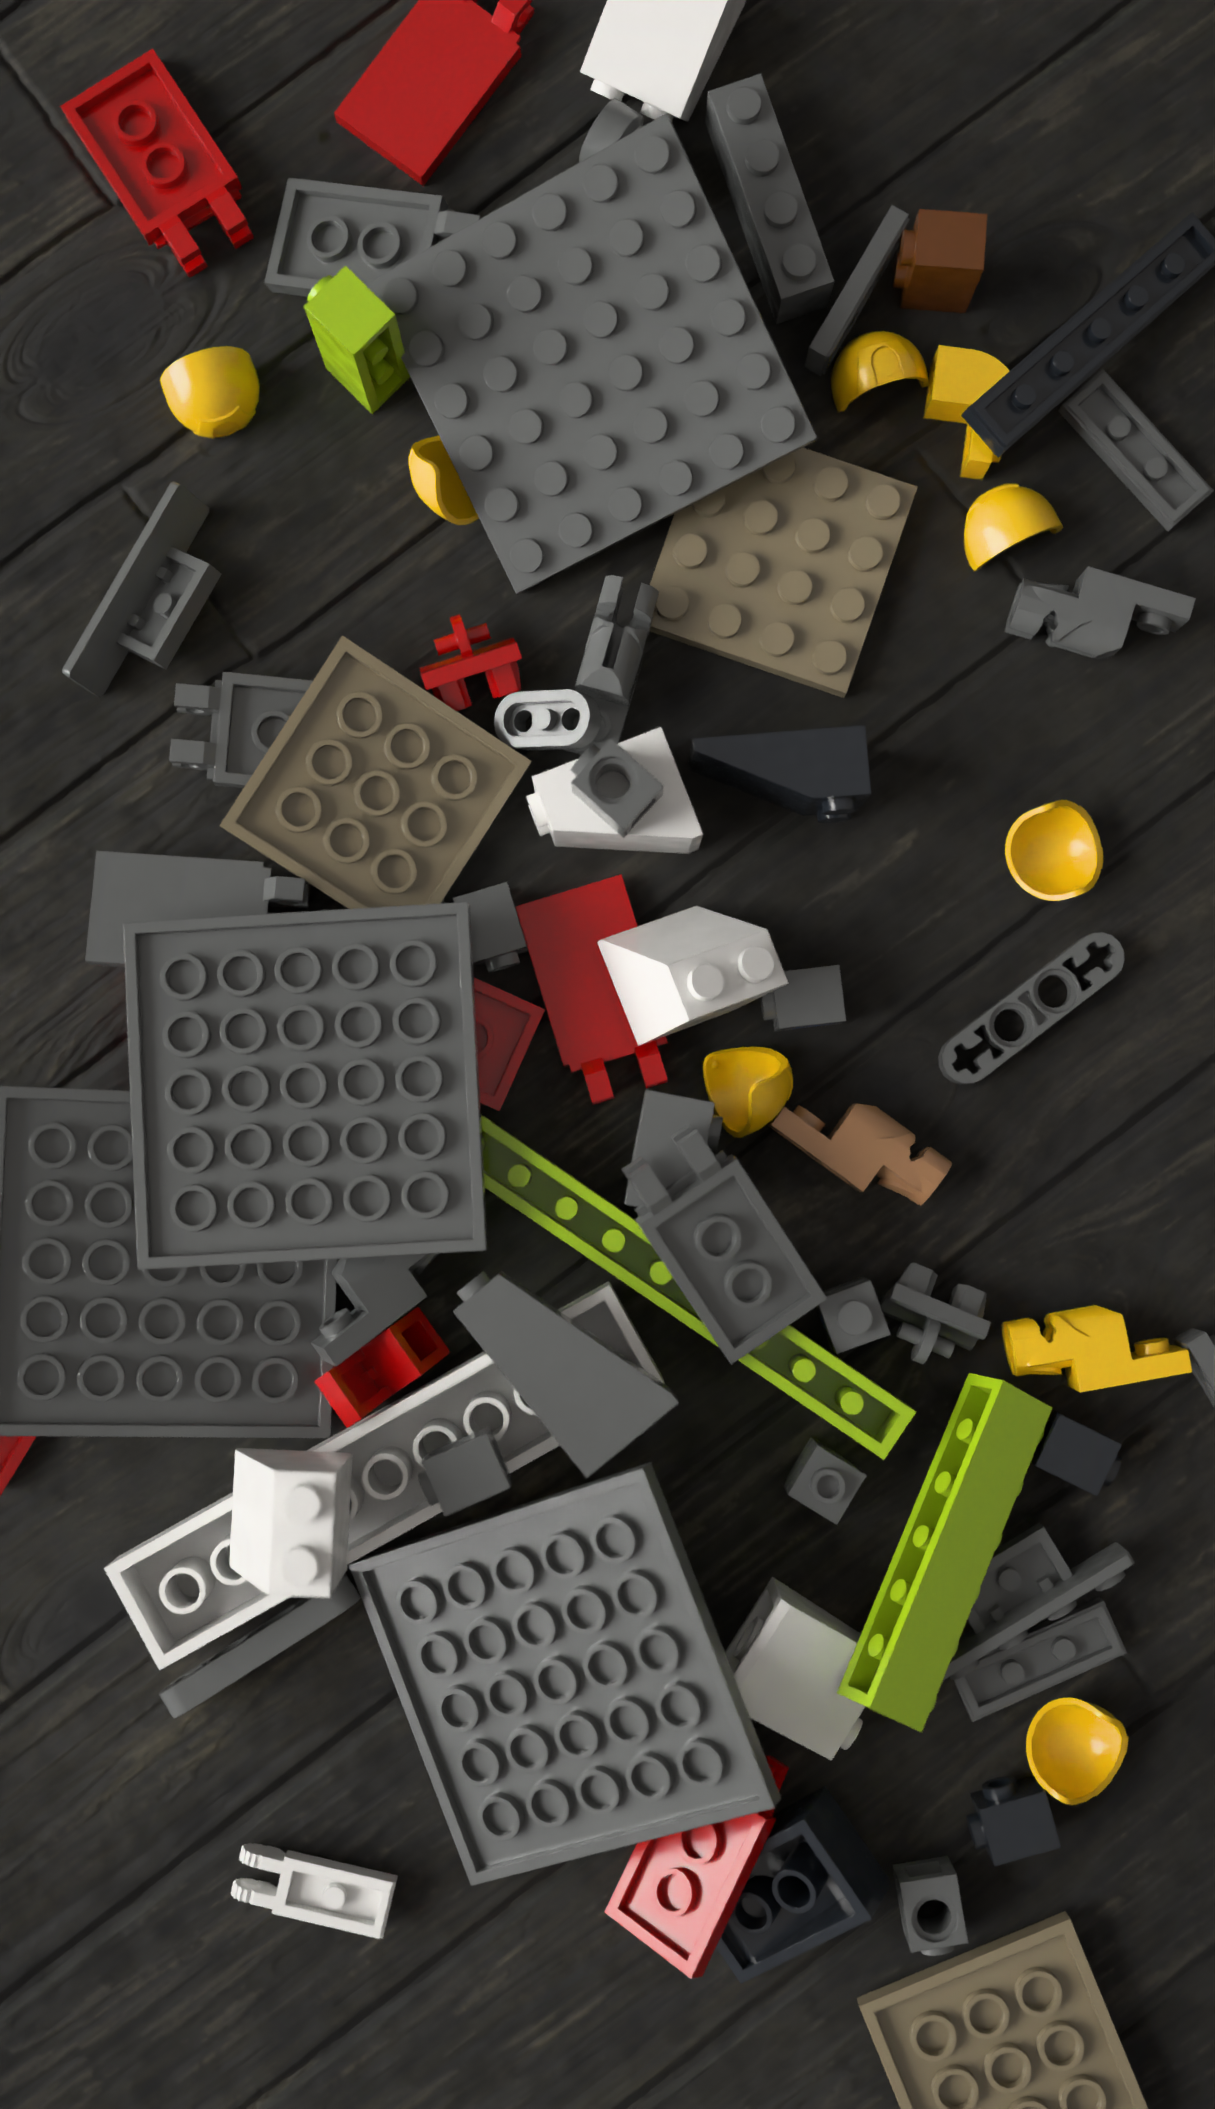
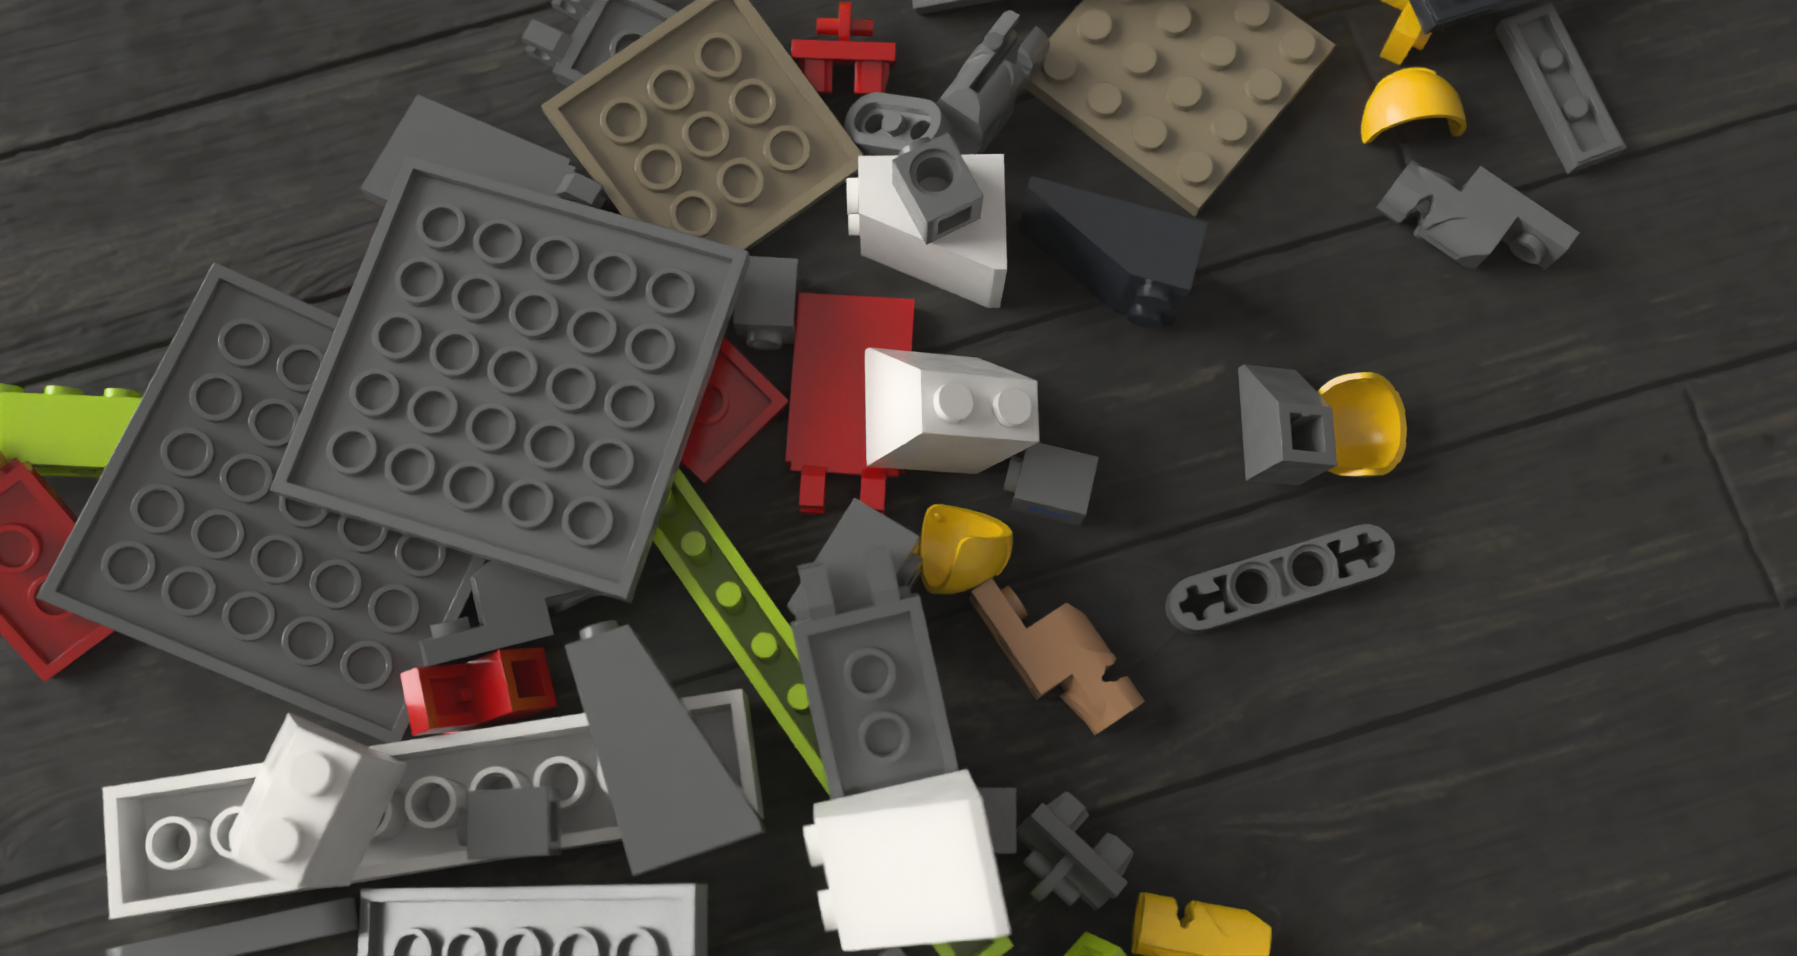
camera: 20 degrees right, 10 degrees down
(809, 1384) = (908, 865): none -> white slope
(989, 871) = (1284, 426): none -> dark grey slope

